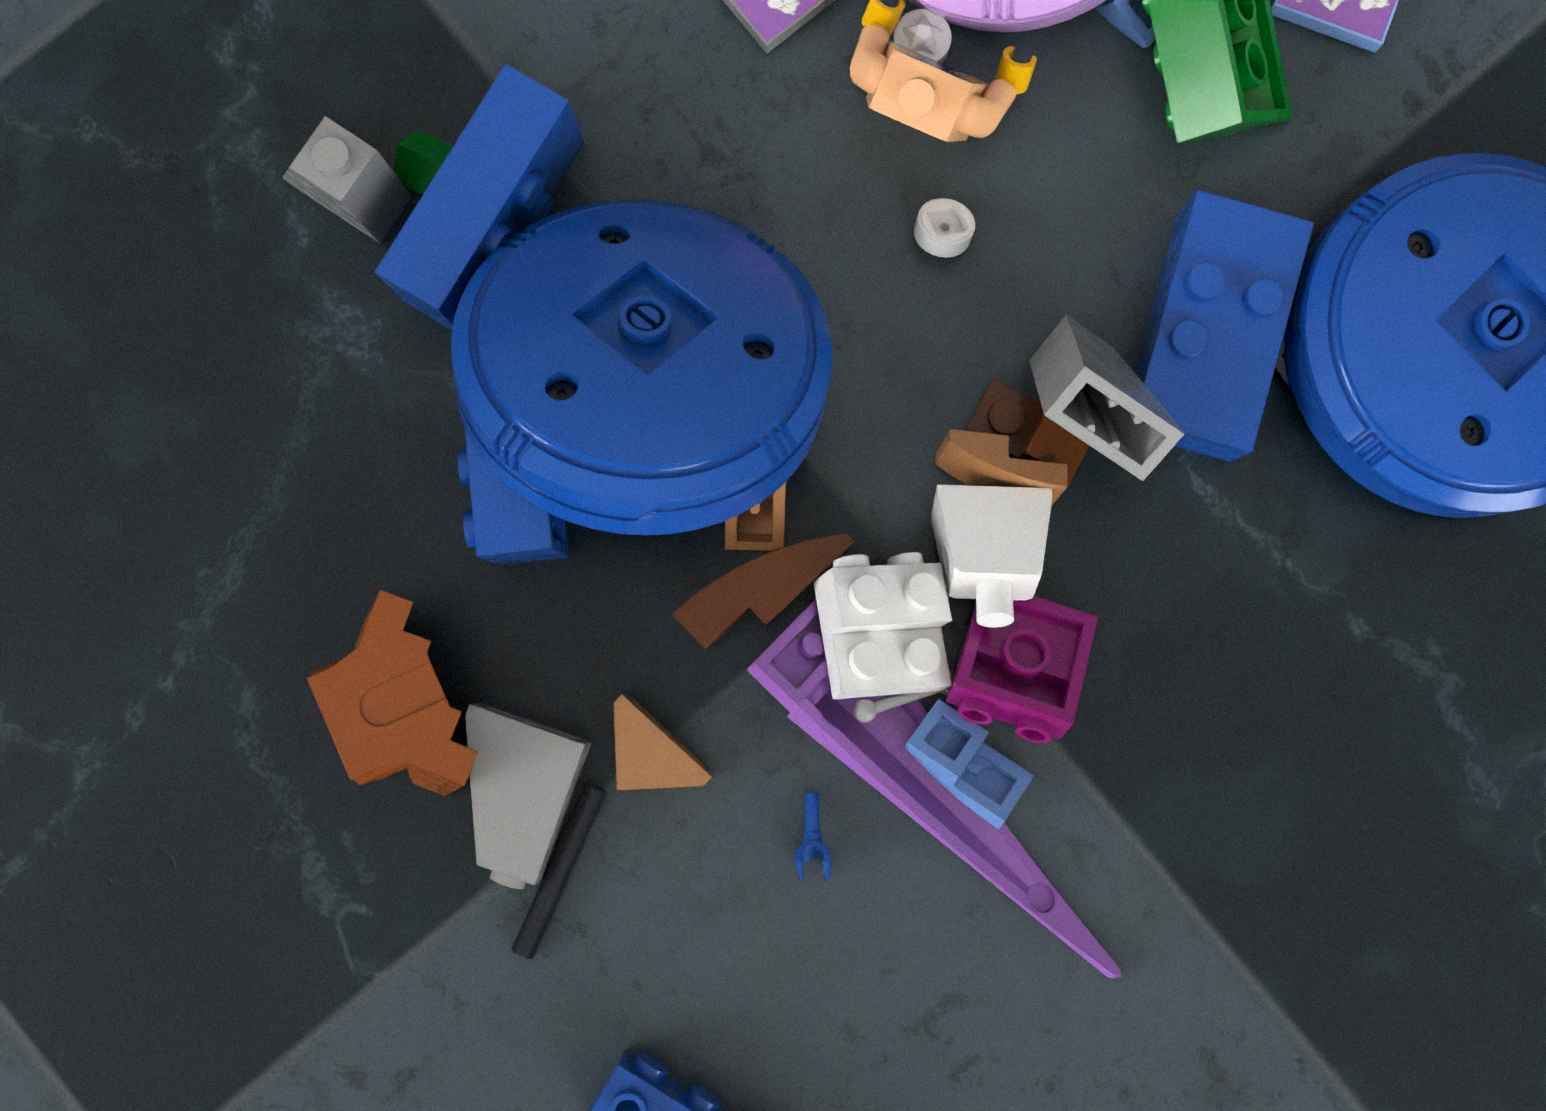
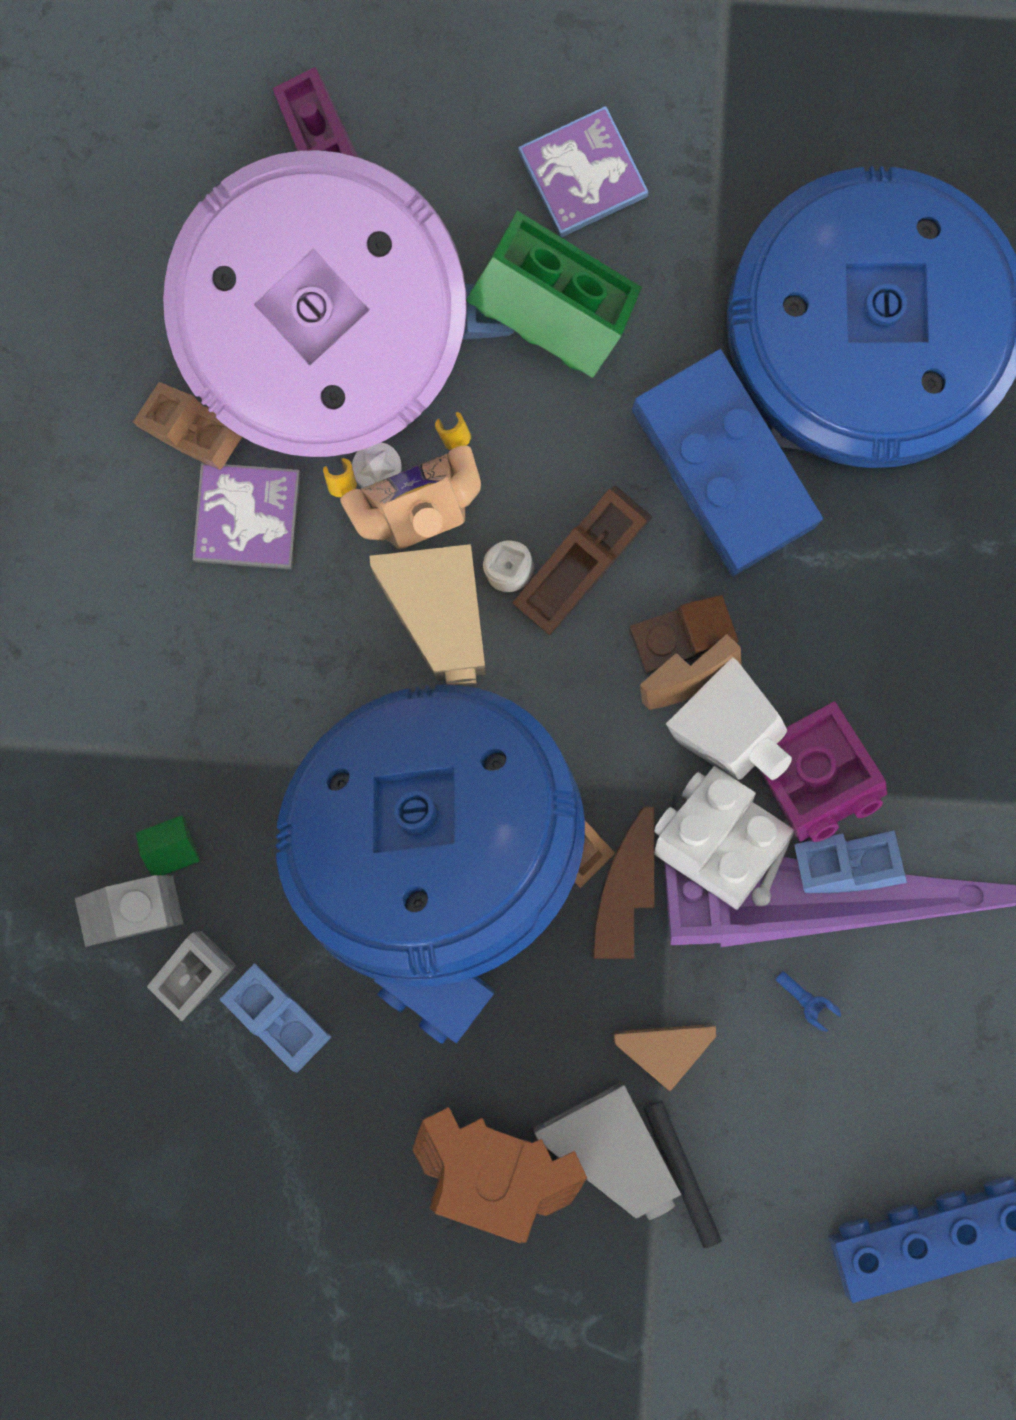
camera: 50 degrees left, 0 degrees up
(341, 284) = (191, 974): none -> light grey slope
(370, 392) = (275, 1018): none -> medium blue slope
(483, 193) = (232, 836): blue brick -> none
(853, 189) = (438, 607): none -> tan slope
(1011, 283) = (582, 559): none -> reddish brown slope
(1102, 399) = (706, 579): light grey slope -> none

